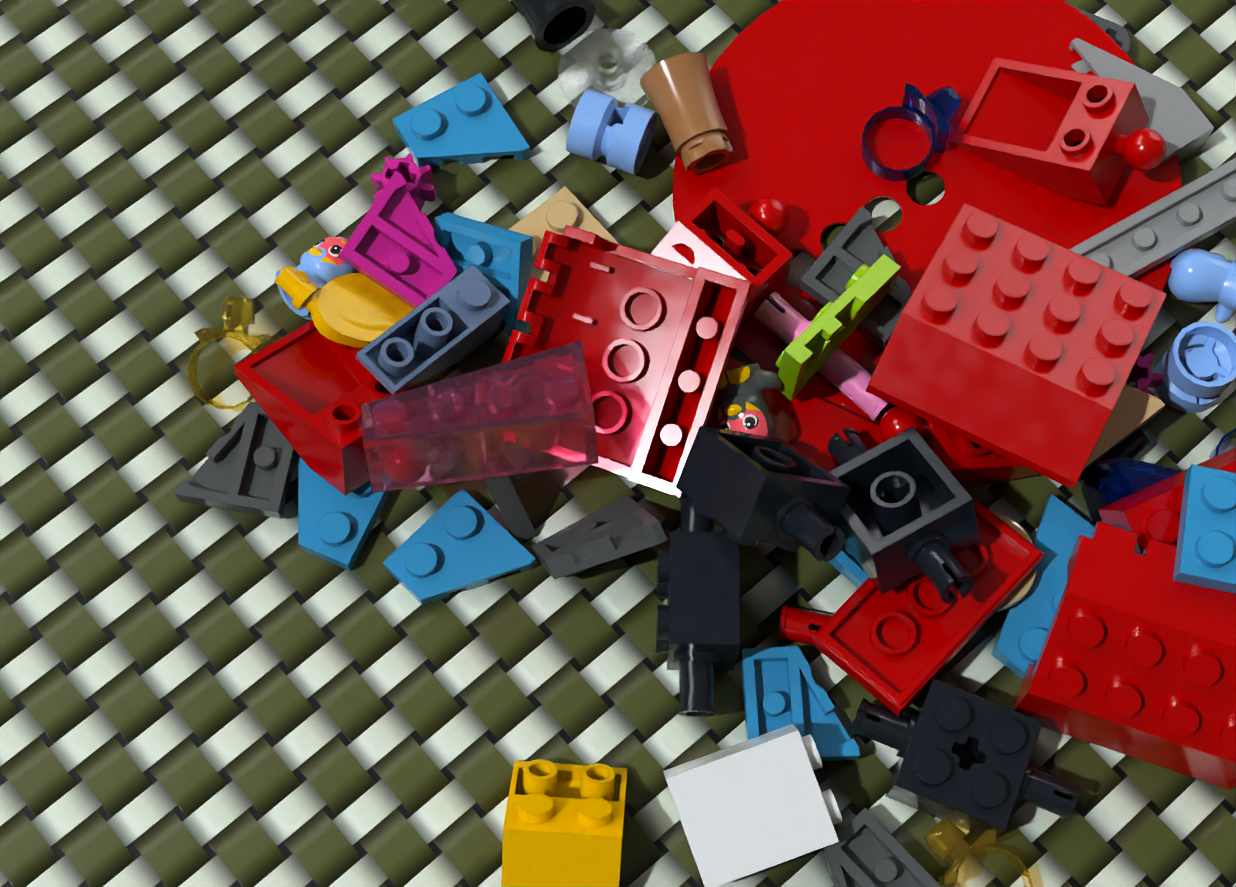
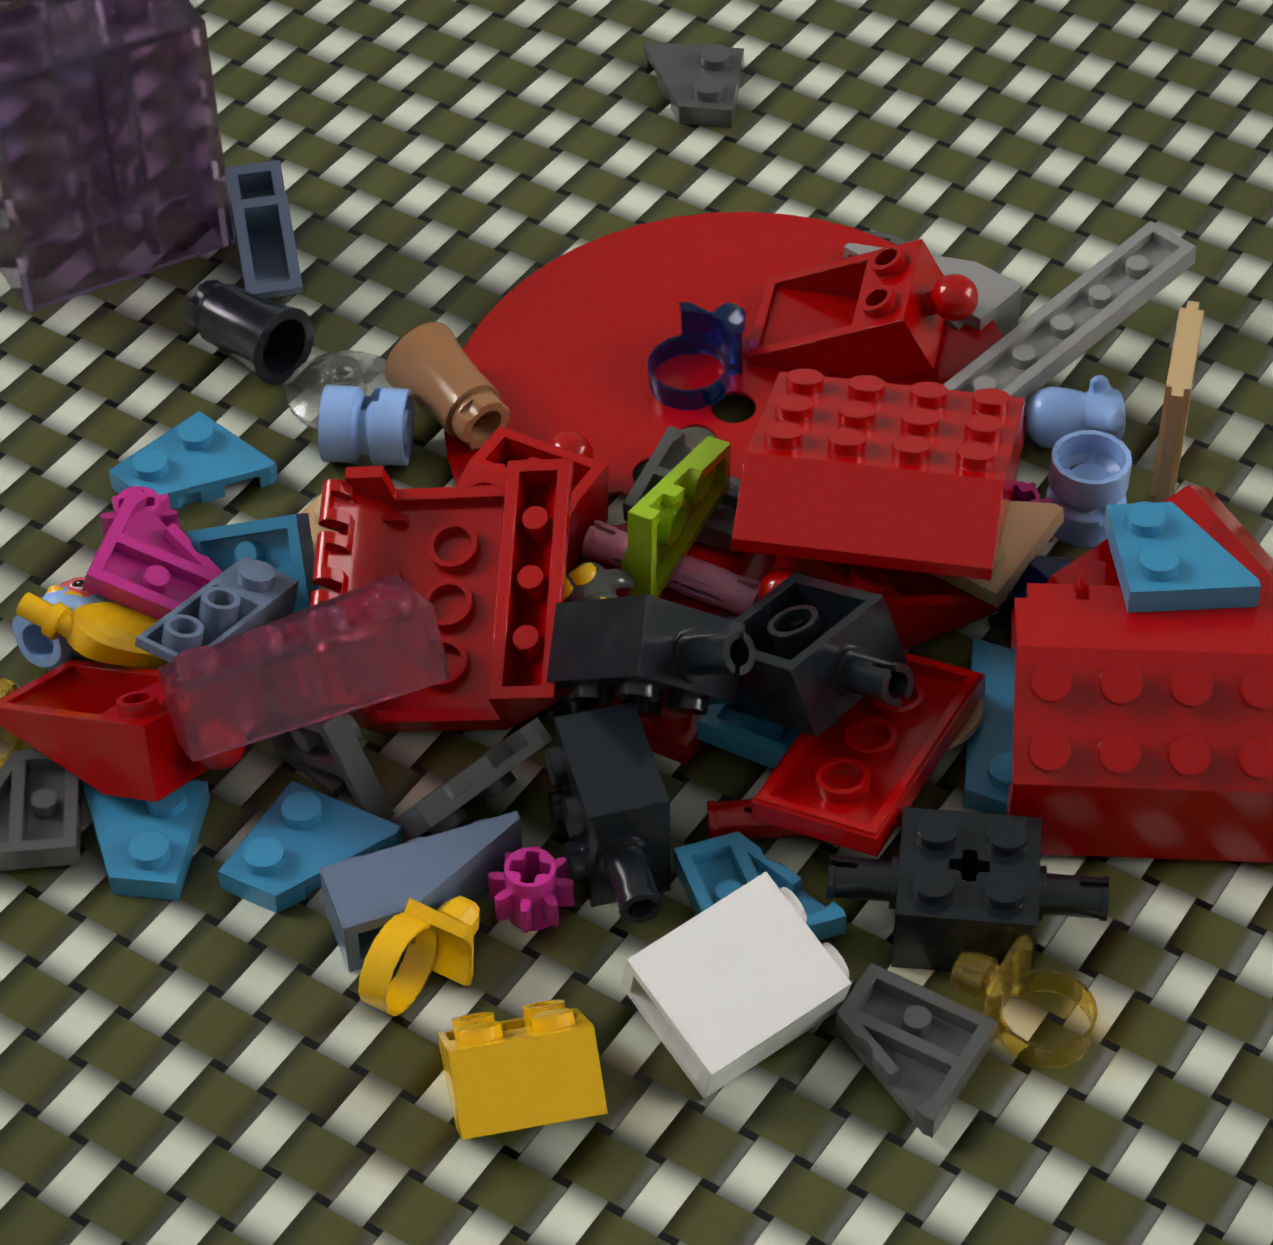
camera: 15 degrees left, 25 degrees down
(511, 689) = (434, 942): none -> yellow piece
(521, 630) = (374, 887): none -> sand blue slope
(612, 640) = (531, 889): none -> dark pink gear

